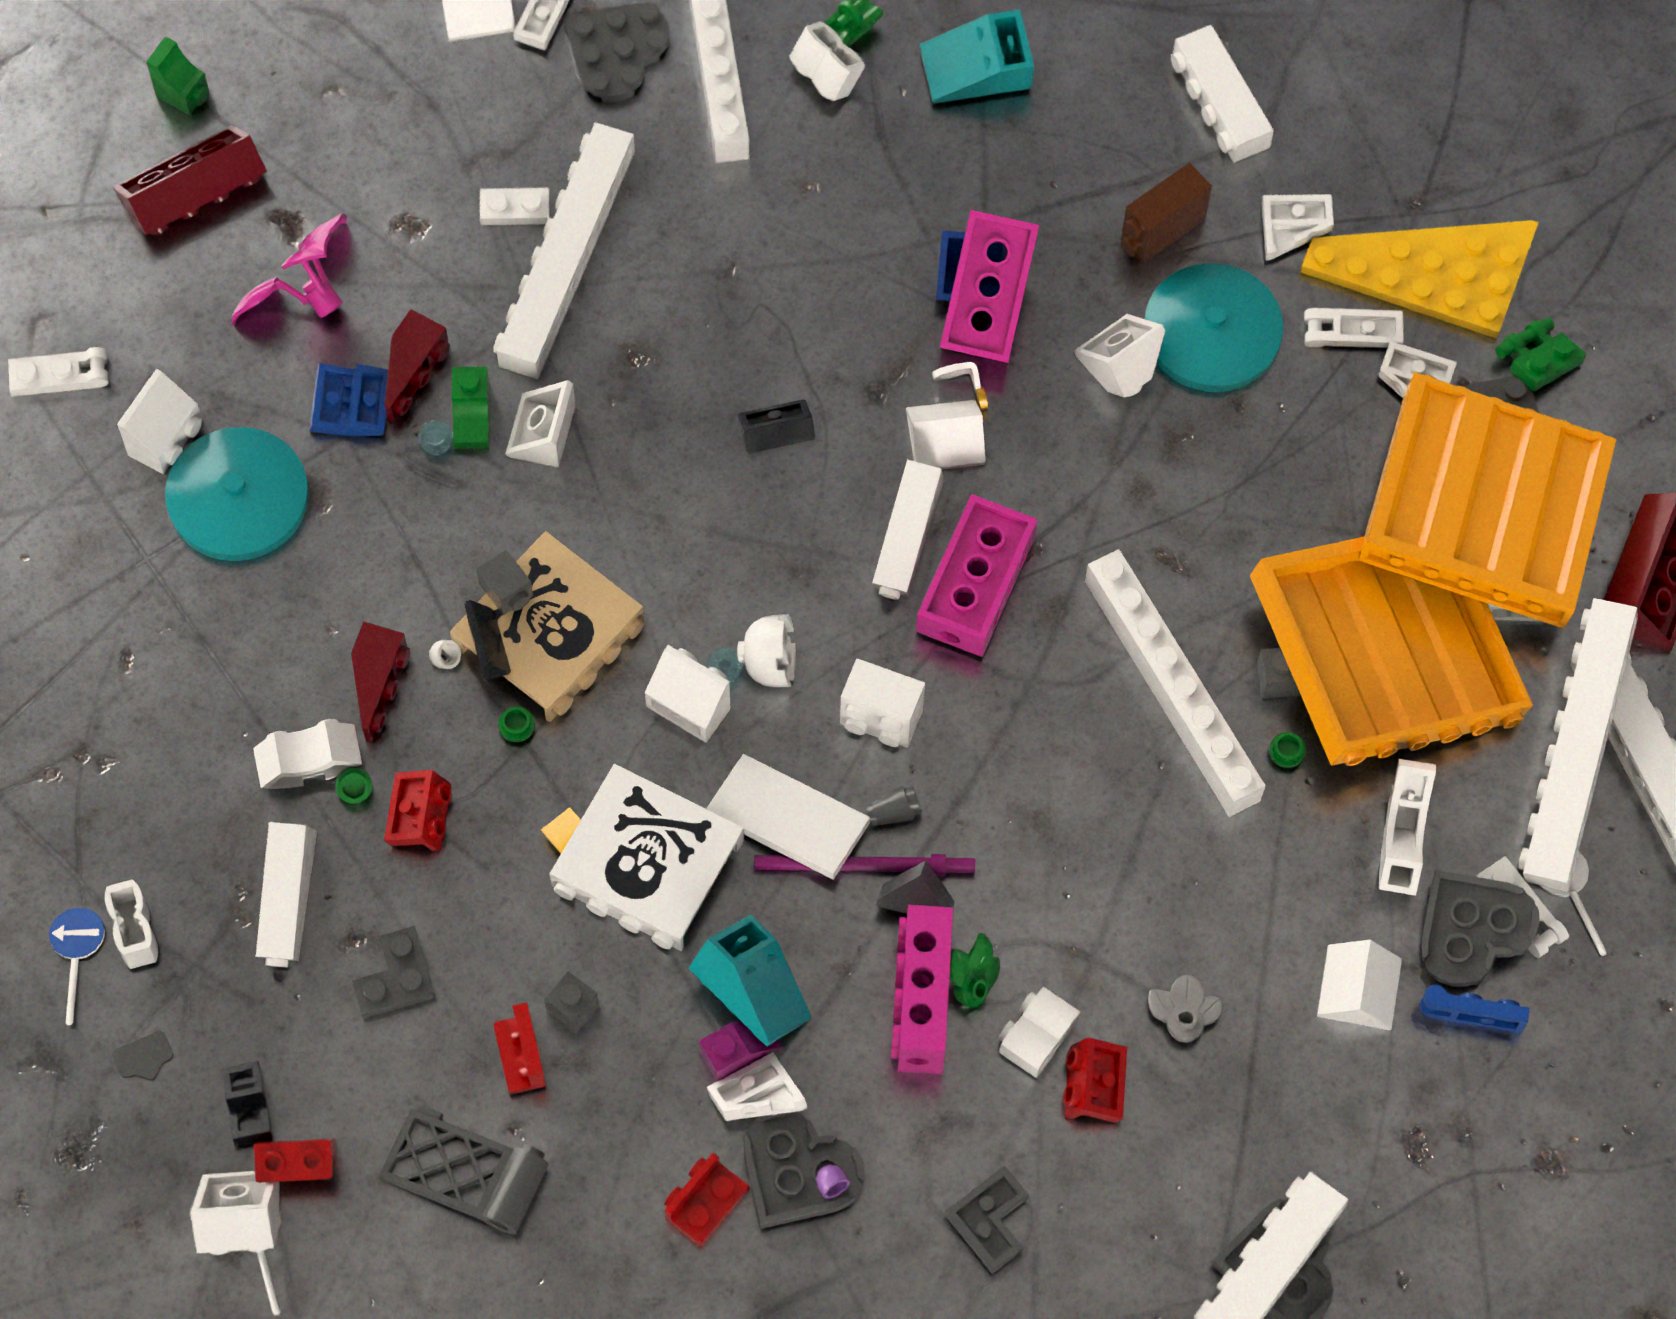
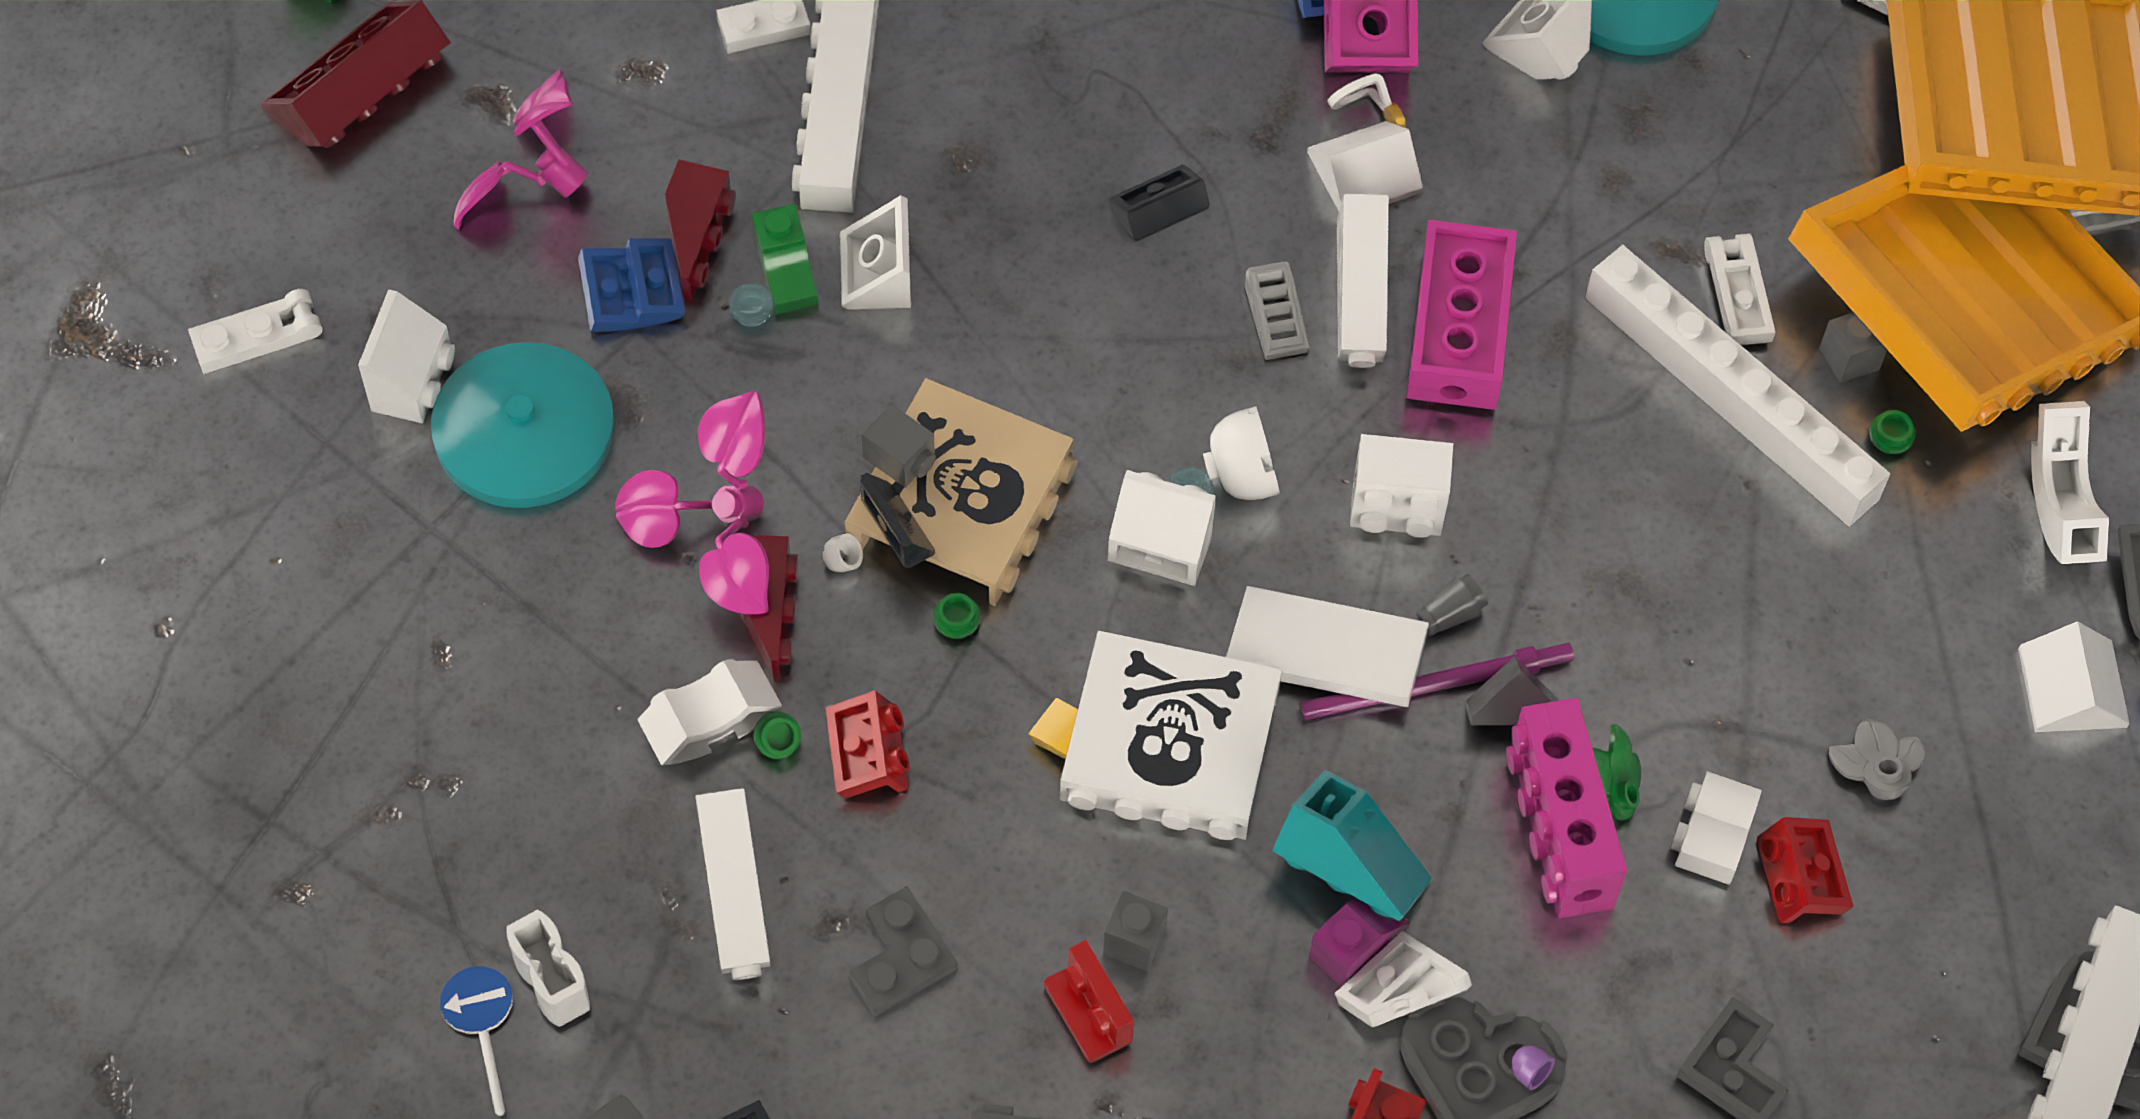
camera: 15 degrees left, 5 degrees down
(375, 549) = (648, 505): none -> dark pink plant
(837, 514) = (1274, 283): none -> light grey slope
(1206, 605) = (1740, 289): none -> white plate

